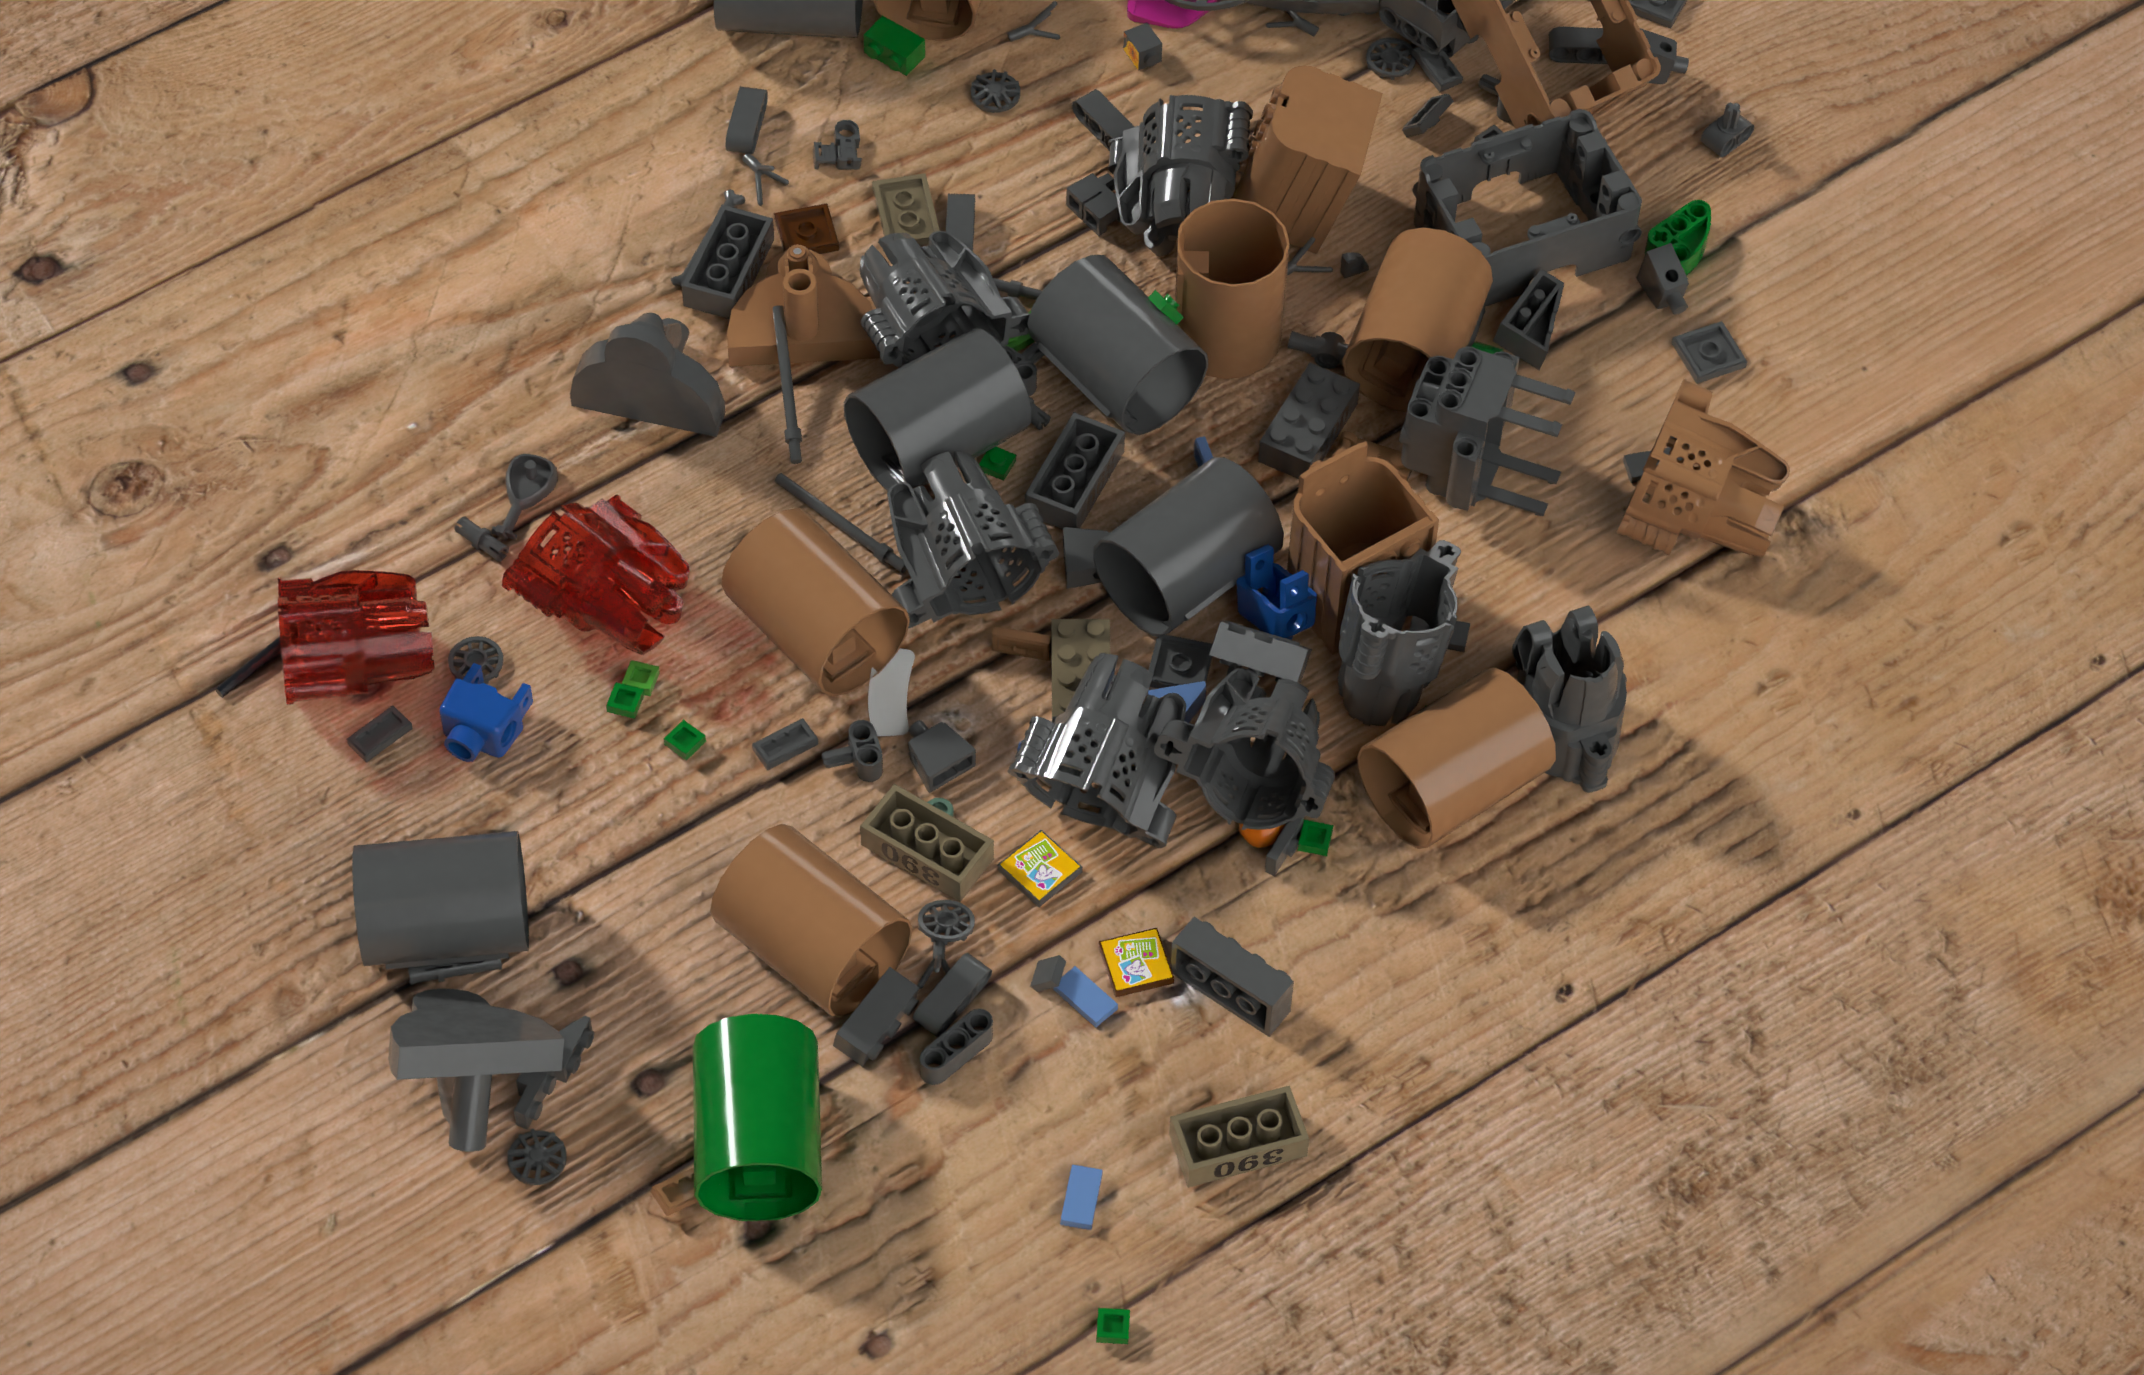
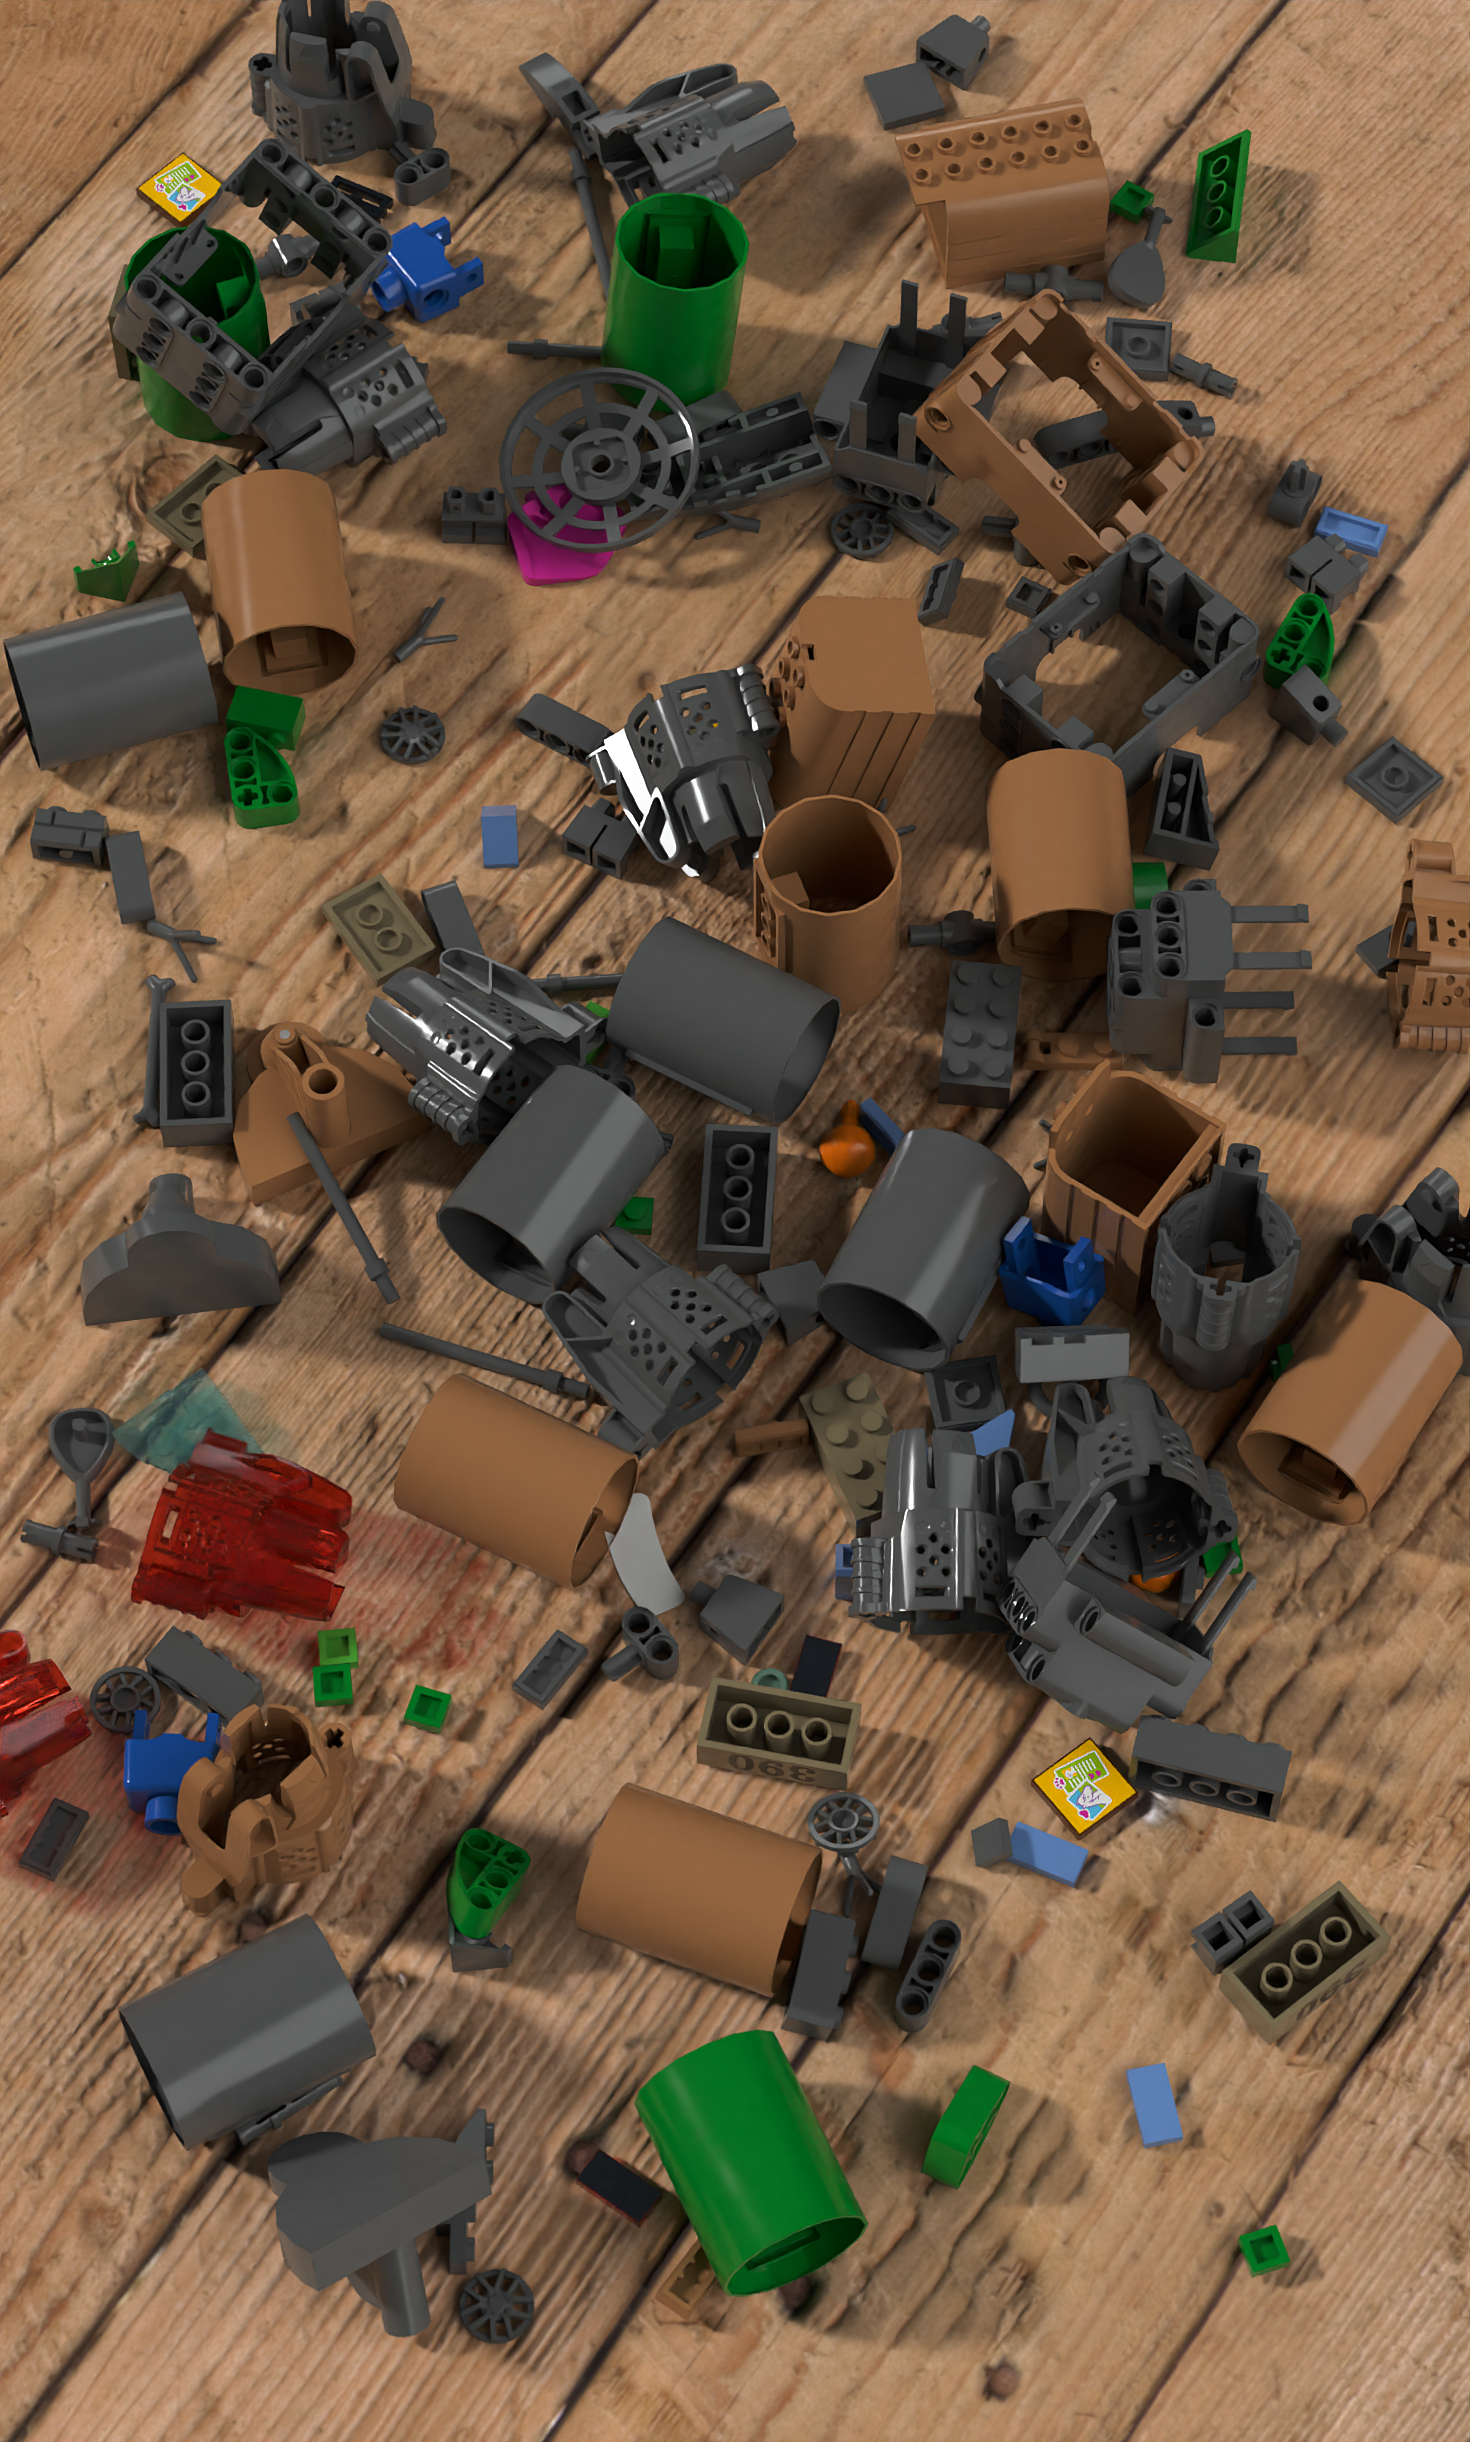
camera: 20 degrees left, 5 degrees up
(515, 781) = (263, 1838): none -> medium nougat piece
(537, 664) = (202, 1676): none -> dark grey brick
(605, 481) = (178, 1420): none -> clear light blue brick
(634, 906) = (475, 1954): none -> dark grey slope
(663, 1110) = (619, 2188): none -> black tile
(665, 865) = (484, 1881): none -> green beam
(716, 78) = (69, 836): none -> dark grey brick
(807, 227) = (268, 995): reddish brown tile -> none
(841, 149) = (262, 875): dark grey piece -> none
(868, 86) = (268, 783): none -> green beam
(930, 1157) = (964, 2127): none -> green beam
(980, 809) = (816, 1666): none -> black tile
(1024, 178) = (499, 836): none -> medium blue slope
(1040, 868) = (919, 1713): tile -> none
(1142, 46) = (565, 617): dark grey brick -> none
(1166, 305) = (770, 955): green plate -> none
(1173, 464) = (847, 1147): none -> orange hair
(1181, 1098) = (1232, 1932): none -> dark grey hips
(1184, 851) = (1099, 1638): none -> dark grey piece
(1353, 264) = (938, 814): dark grey tile -> none
(1698, 31) = (1203, 375): none -> dark grey pin
(1725, 192) = (1325, 572): none -> dark grey hips
(1759, 172) = (1357, 532): none -> medium blue tile

